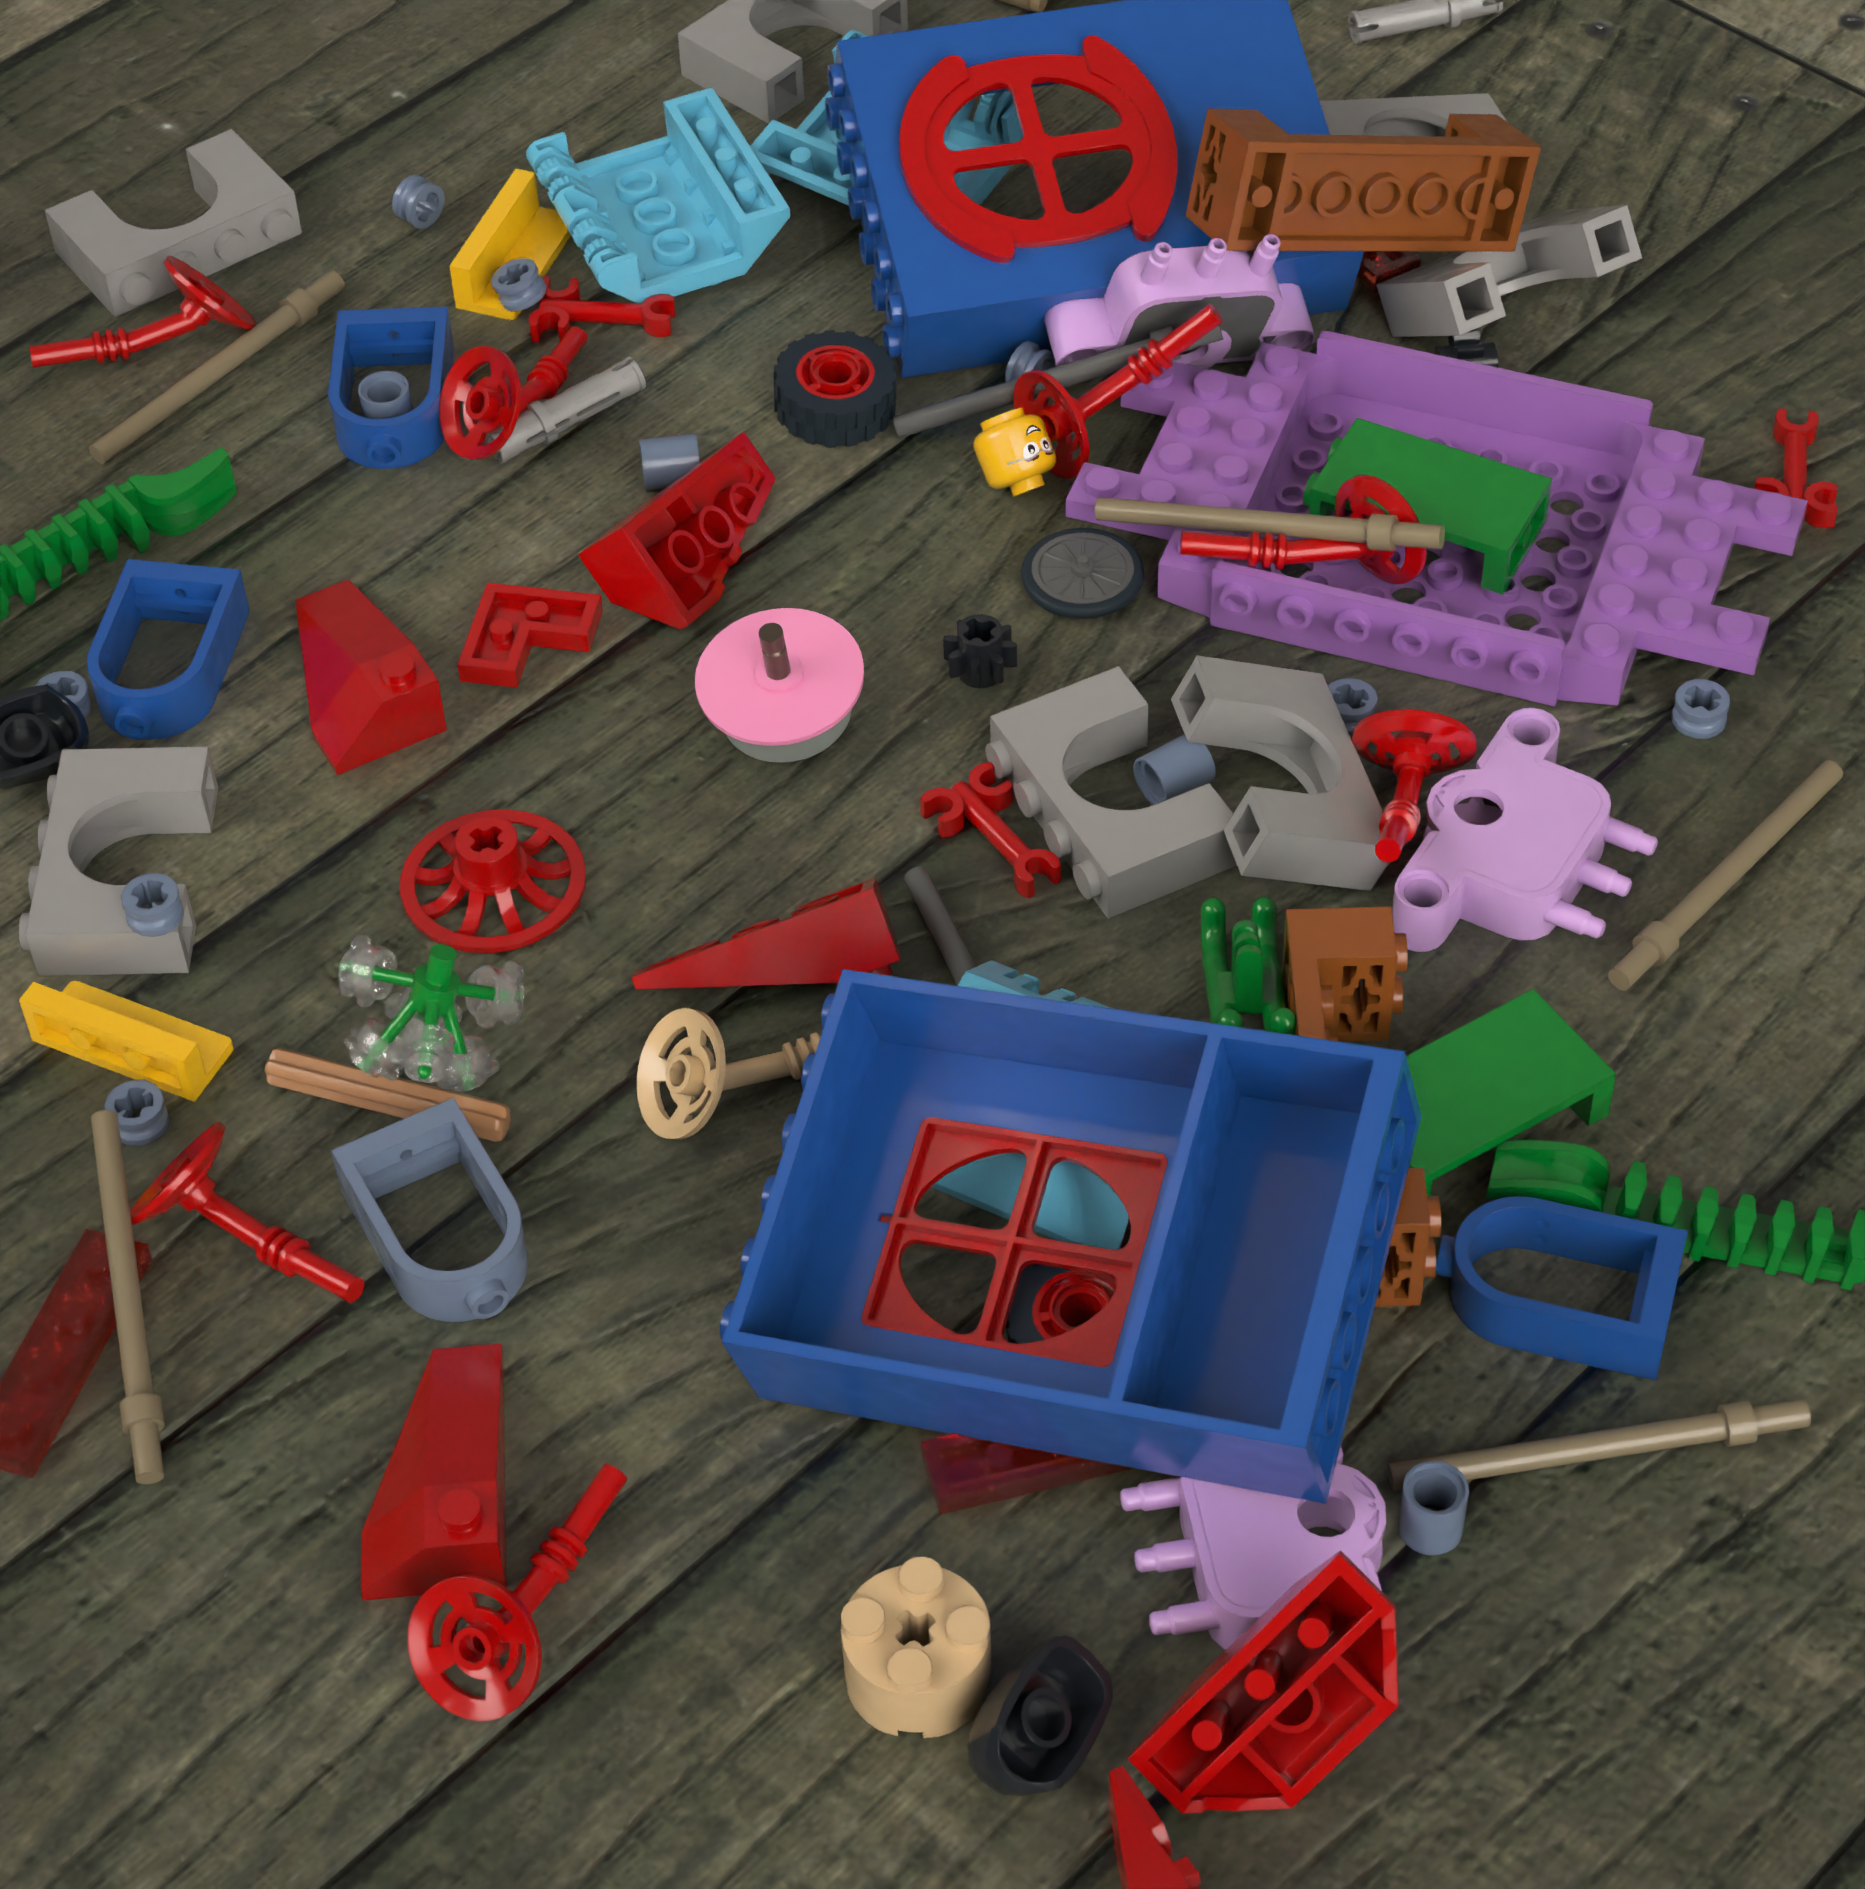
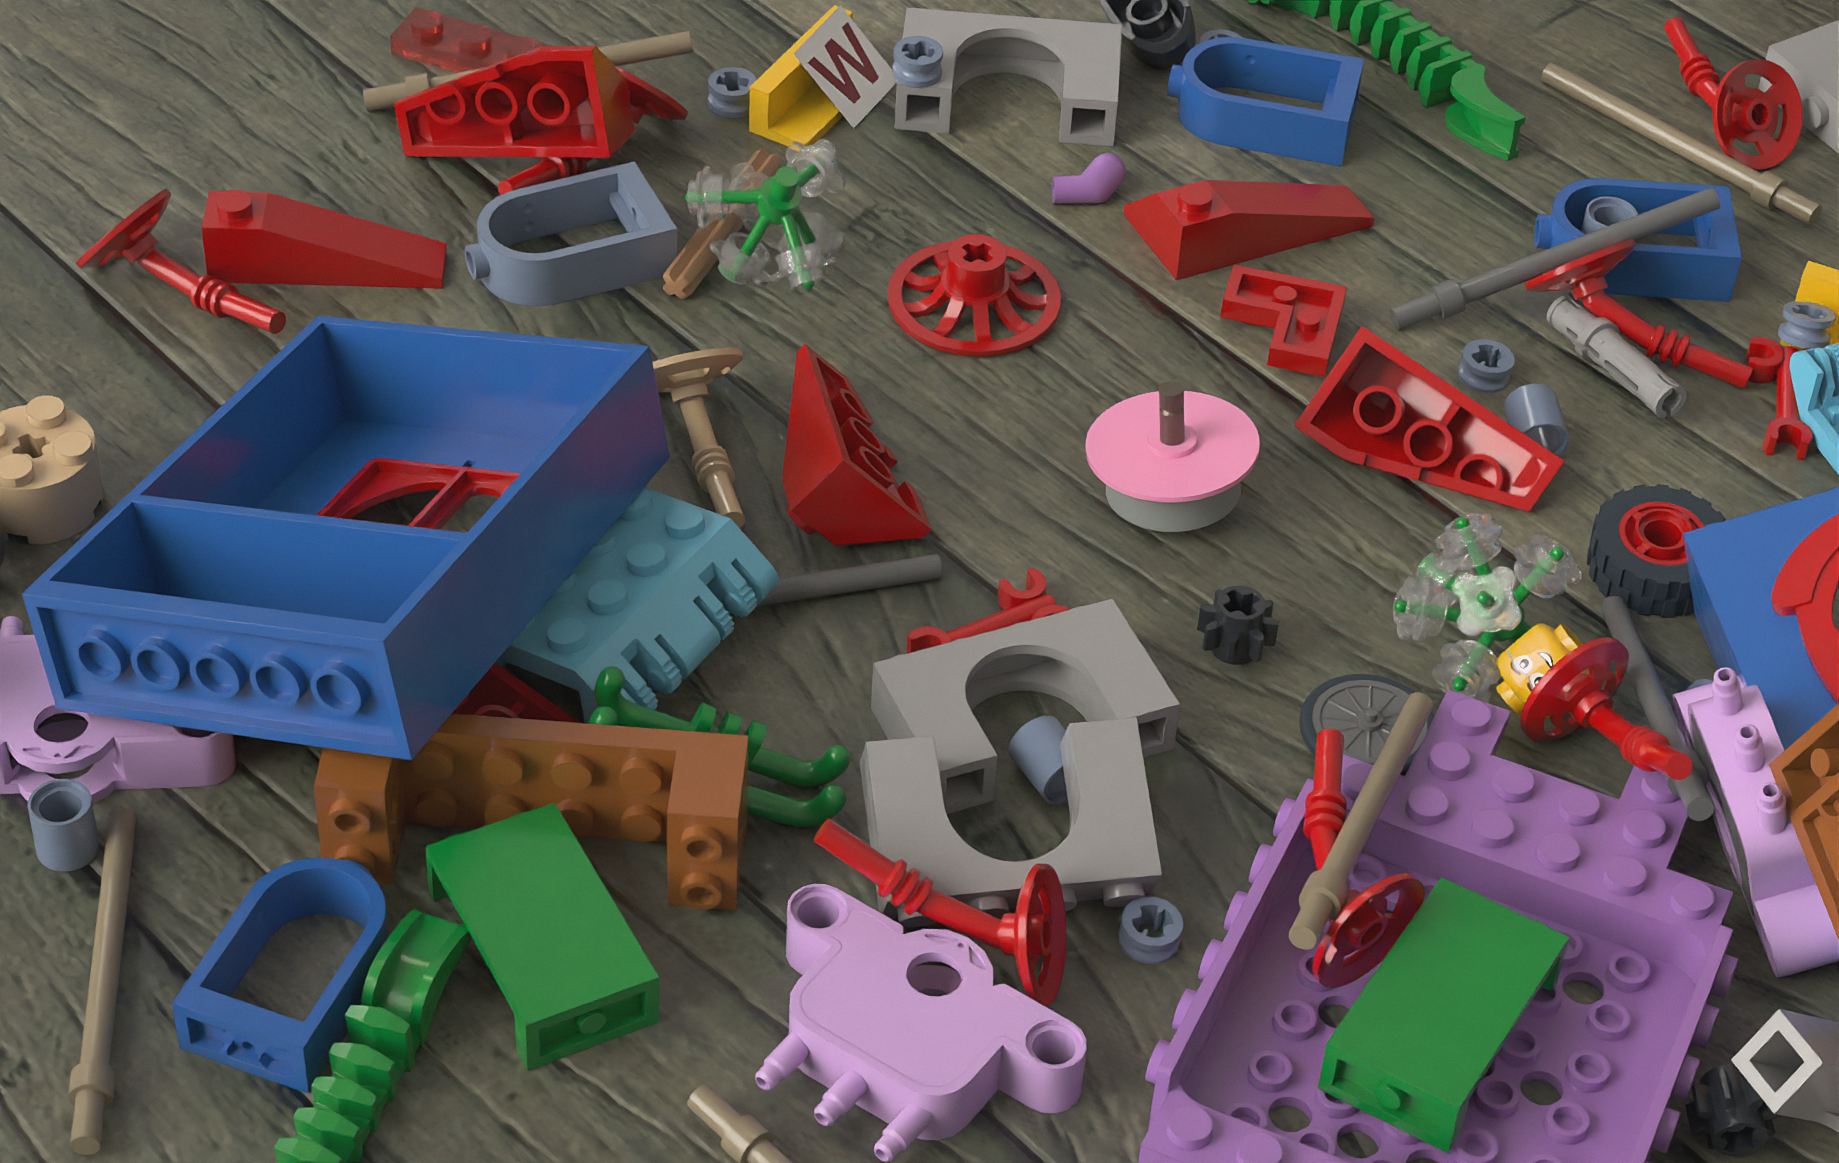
camera: 90 degrees right, 5 degrees down
(113, 996) = (846, 66): none -> white sticker
(253, 1240) = (526, 106): none -> red wedge
(293, 777) = (1093, 185): none -> medium lavender arm
(488, 513) = (1450, 297): none -> dark grey bar
(580, 513) = (1485, 379): none -> sand blue bush
(918, 463) = (1485, 599): none -> clear plant

